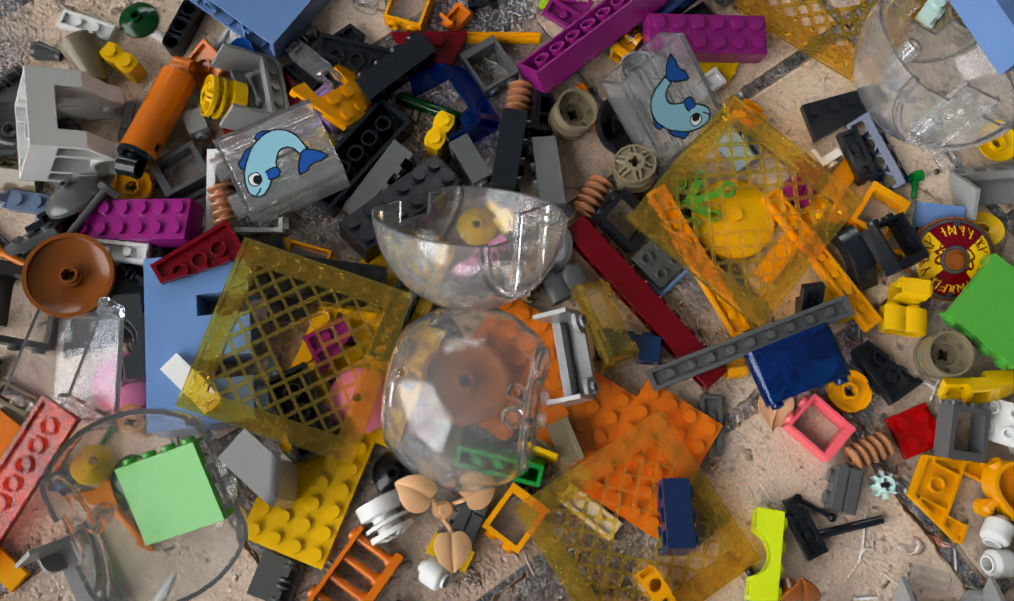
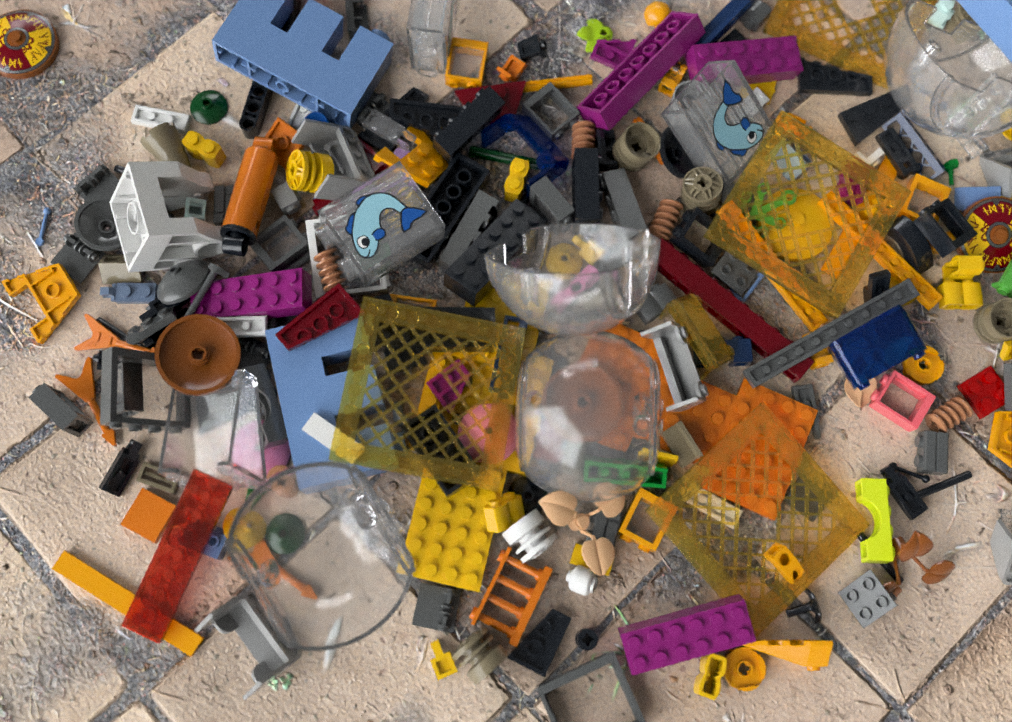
camera: 15 degrees left, 0 degrees up
(43, 51) = (125, 148): dark grey cone -> none
(101, 123) = (195, 208): none -> light aqua brick
(144, 185) = (246, 264): light orange plate -> none
(171, 491) = (334, 538): panel -> none
(263, 468) = (418, 502): light grey windscreen -> none
(361, 487) = (503, 512): none -> yellow brick
(676, 517) = (794, 496): dark blue wedge -> none
(792, 68) = (831, 80): none -> black wing
(885, 375) = (953, 347): black wing -> none
(889, 487) = (970, 439): light aqua gear -> none

